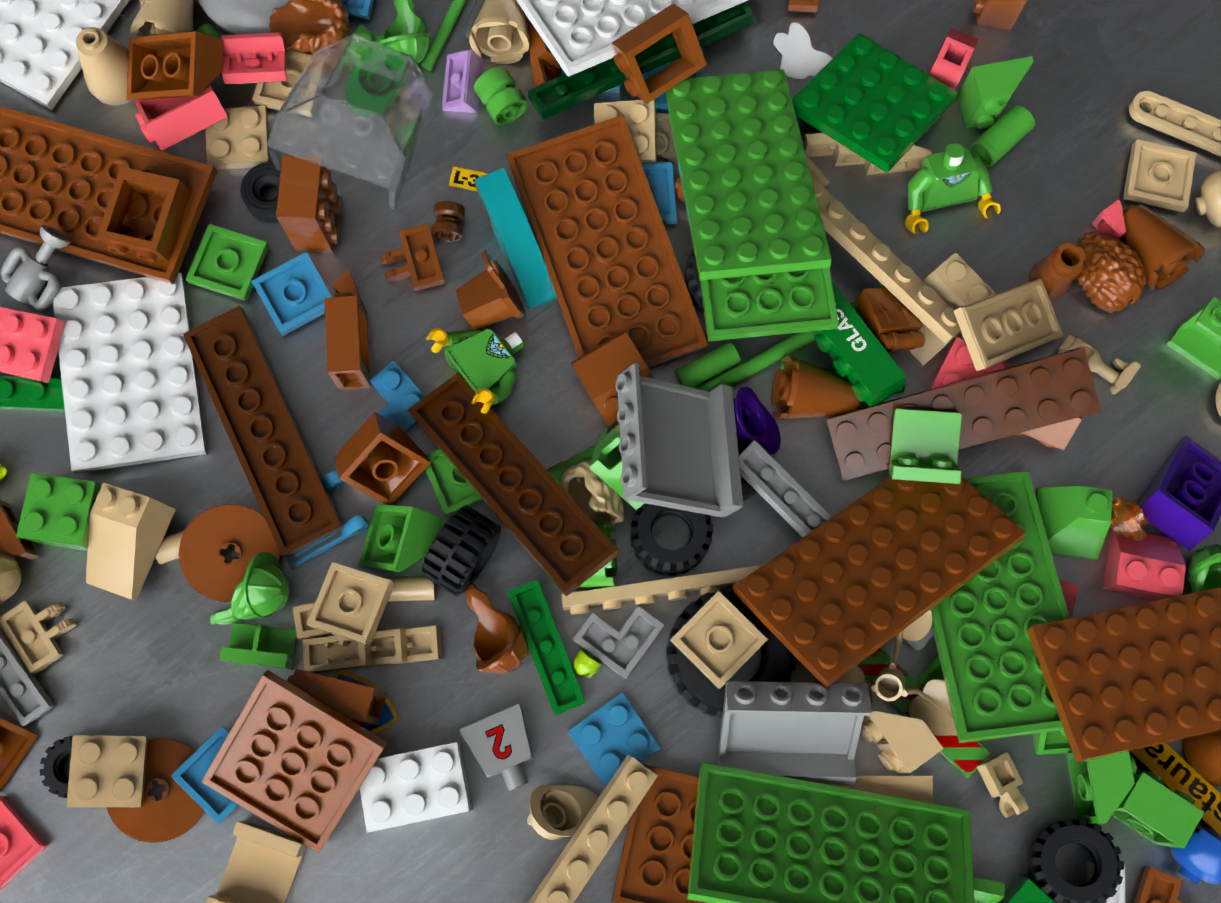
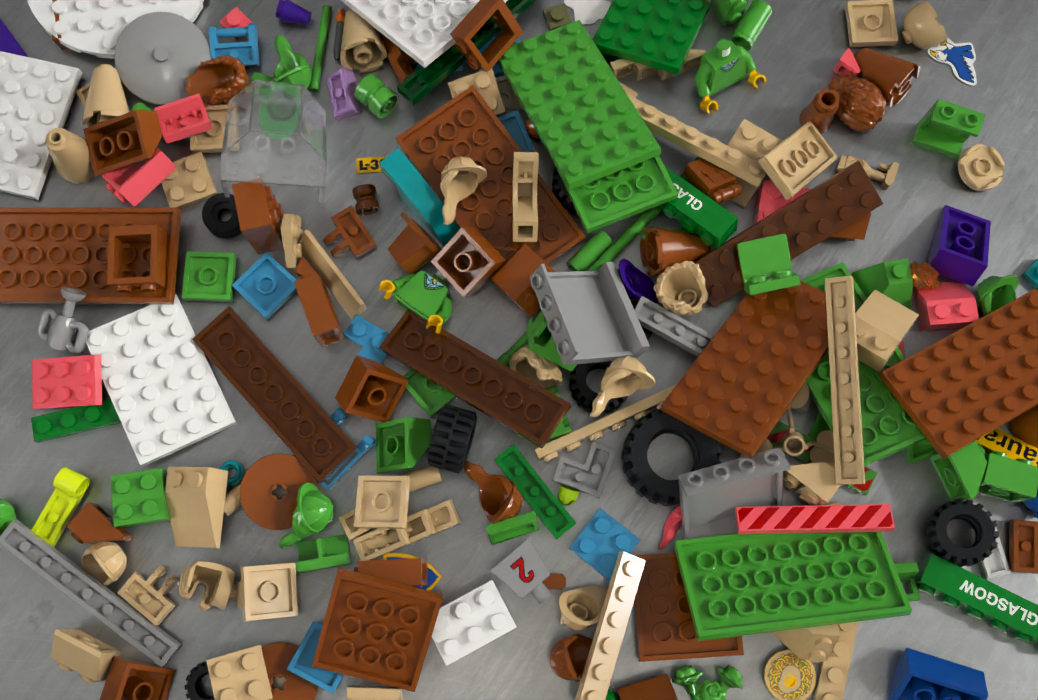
camera: 15 degrees left, 0 degrees up
(121, 644) = (215, 578): none -> tan piece
(176, 673) = (268, 591): none -> tan panel
(191, 512) = (232, 464): none -> teal plate
(340, 239) = (291, 235): none -> tan hinge
(377, 303) = (331, 275): none -> tan slope
(504, 684) = (512, 527): none -> bright green tile
(525, 868) = (570, 656): none -> dark orange piece
(537, 768) = (555, 581): none -> dark orange piece
(549, 333) = (468, 261): none -> dark orange brick
(566, 231) = (459, 181): none -> tan piece
(644, 273) = (525, 197): none -> tan arch
(693, 538) = (621, 380): none -> tan piece
(704, 744) = (671, 527): none -> coral bar
(718, 640) = (662, 448): tan plate -> none
(758, 57) = (556, 16): none -> olive plate
(808, 446) = (681, 288): none -> tan hair
(889, 788) = (814, 519): none -> coral tile
(978, 624) = (844, 381): none -> tan plate
(1002, 780) = (892, 490): tan plate -> none
(1043, 570) = (881, 328): none -> tan slope

